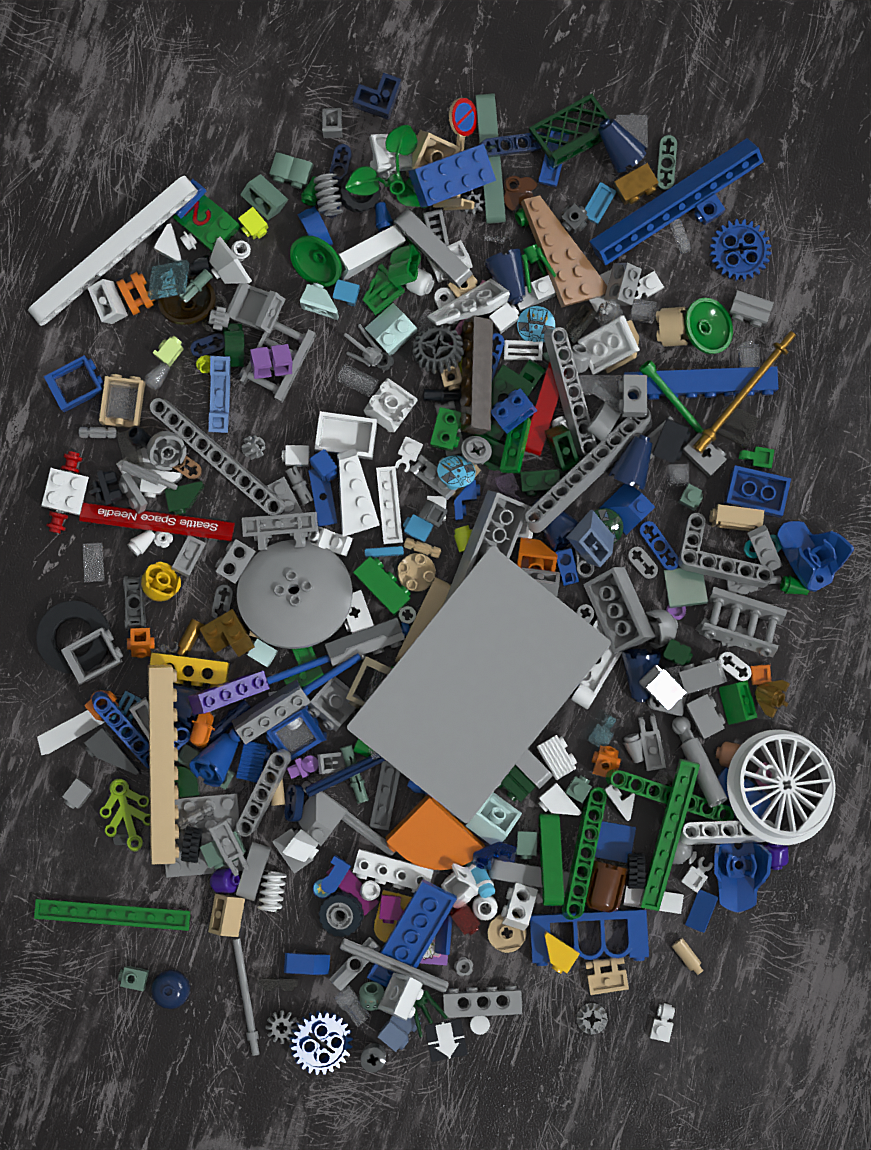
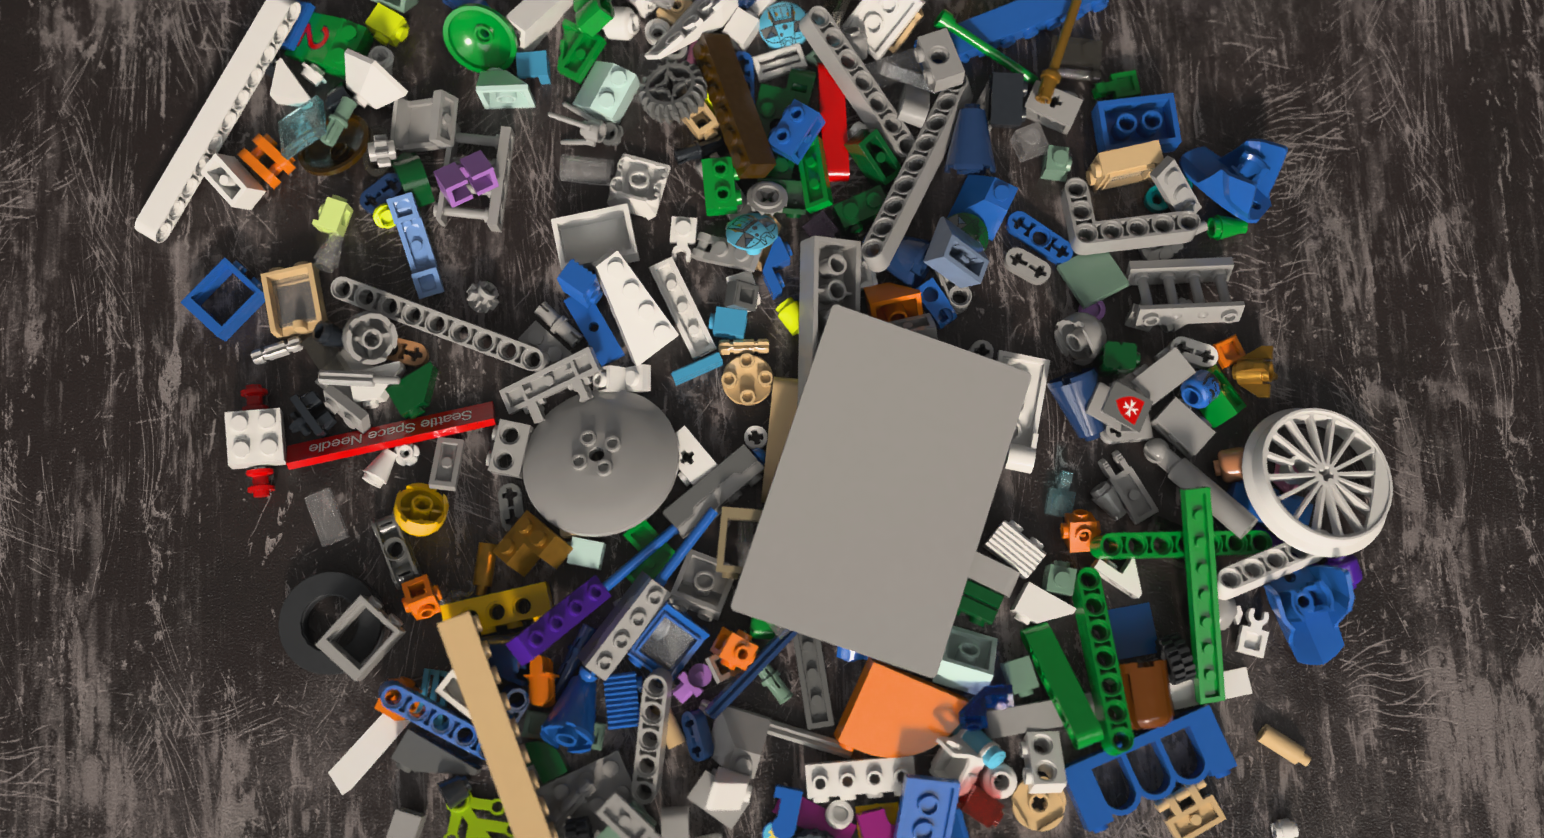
camera: 20 degrees left, 5 degrees down
(119, 780) = (454, 790): none -> black hat
(296, 455) = (541, 288): white brick -> none
(339, 755) = (734, 648): none -> orange brick
(382, 585) = (710, 409): green brick -> none
(560, 954) = (1122, 806): yellow slope -> none
(619, 609) = (1022, 332): light grey slope -> none
(701, 911) = (1277, 680): blue slope -> none
(725, 695) = (1200, 389): none -> blue head

